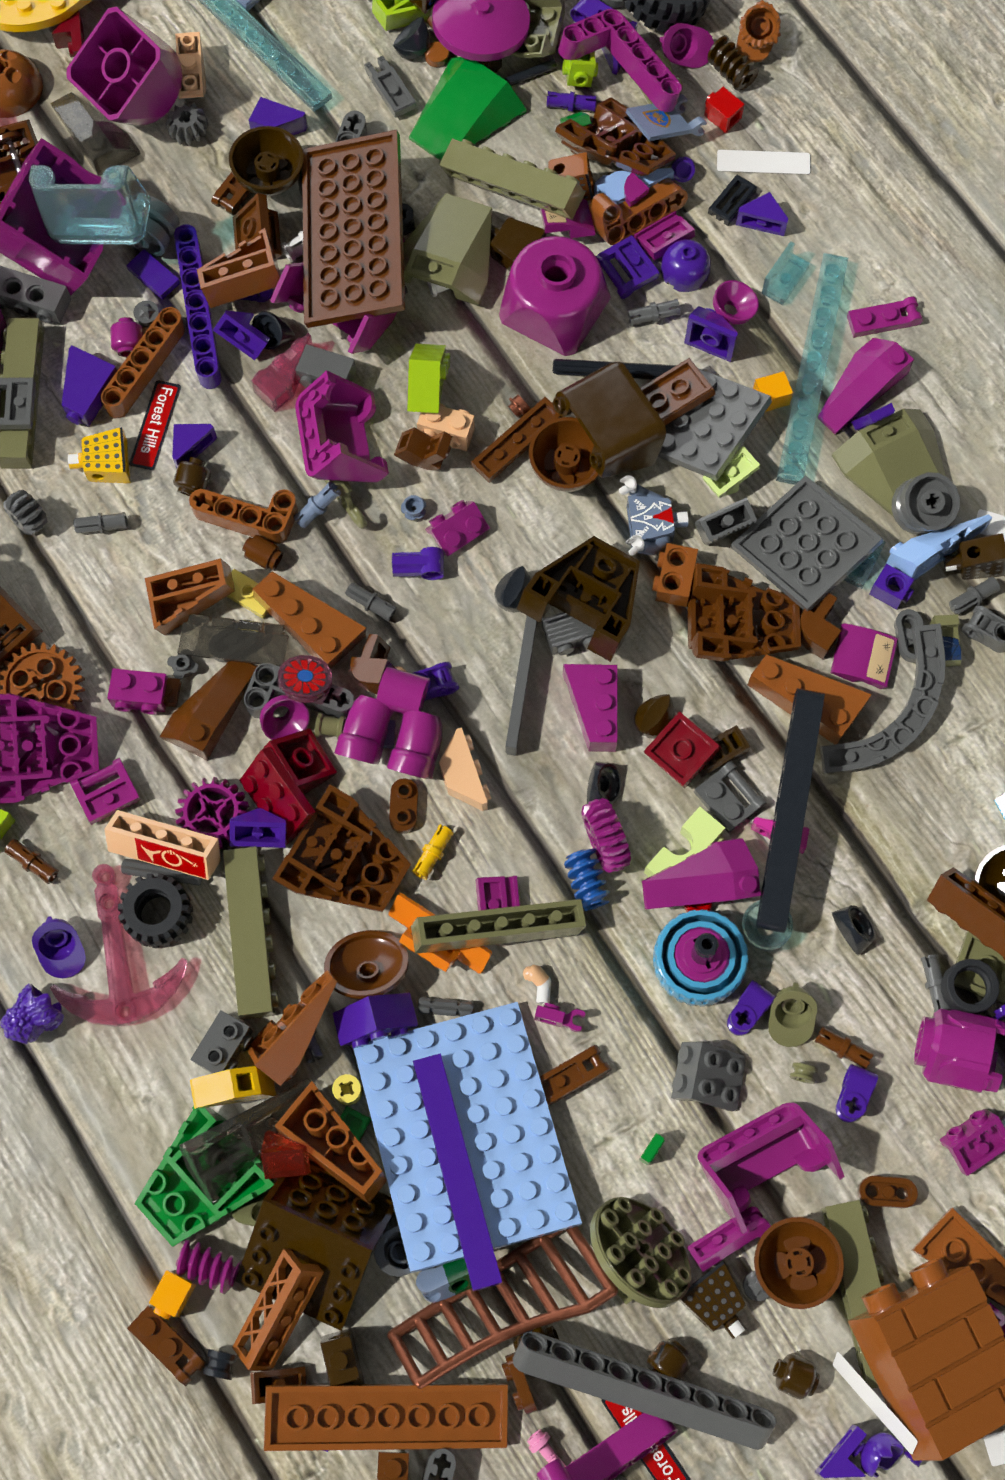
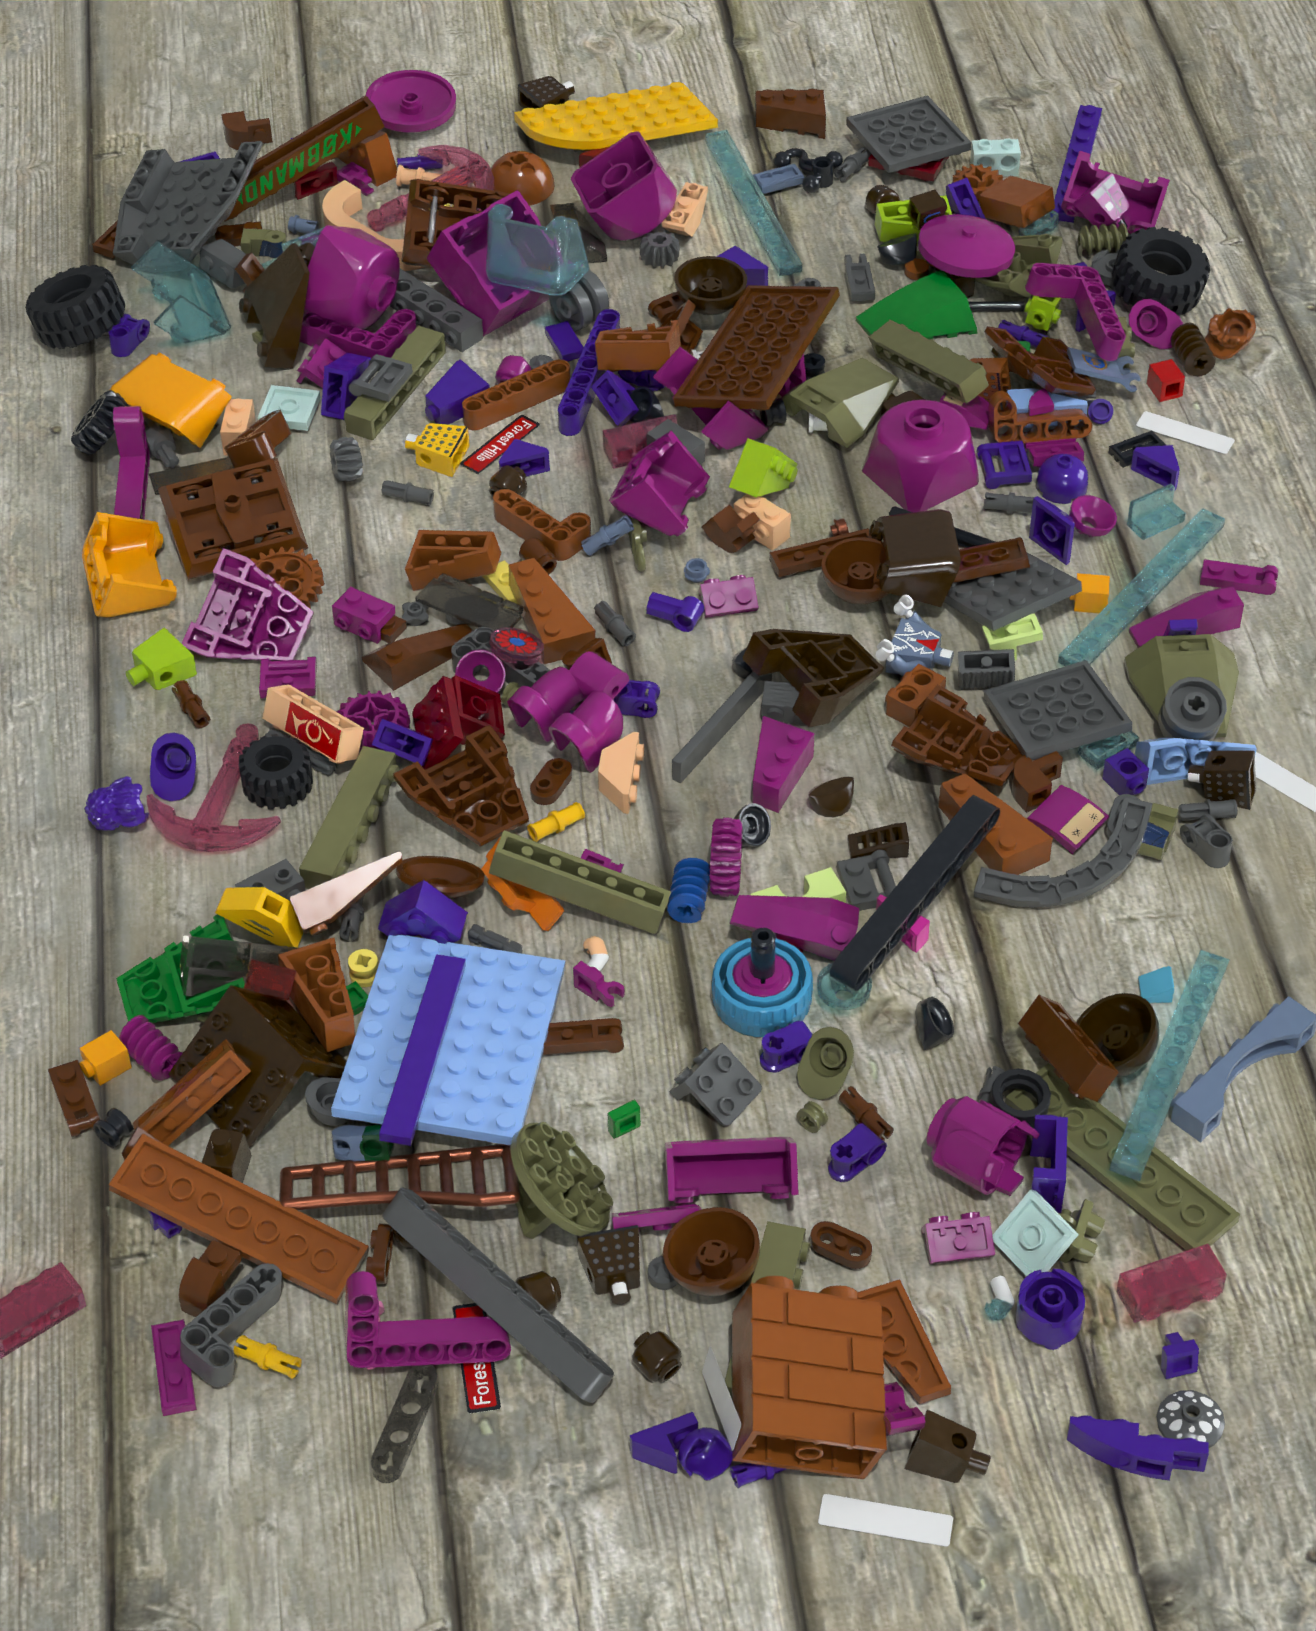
camera: 25 degrees right, 25 degrees down
(682, 749) = (841, 824): dark red plate -> none

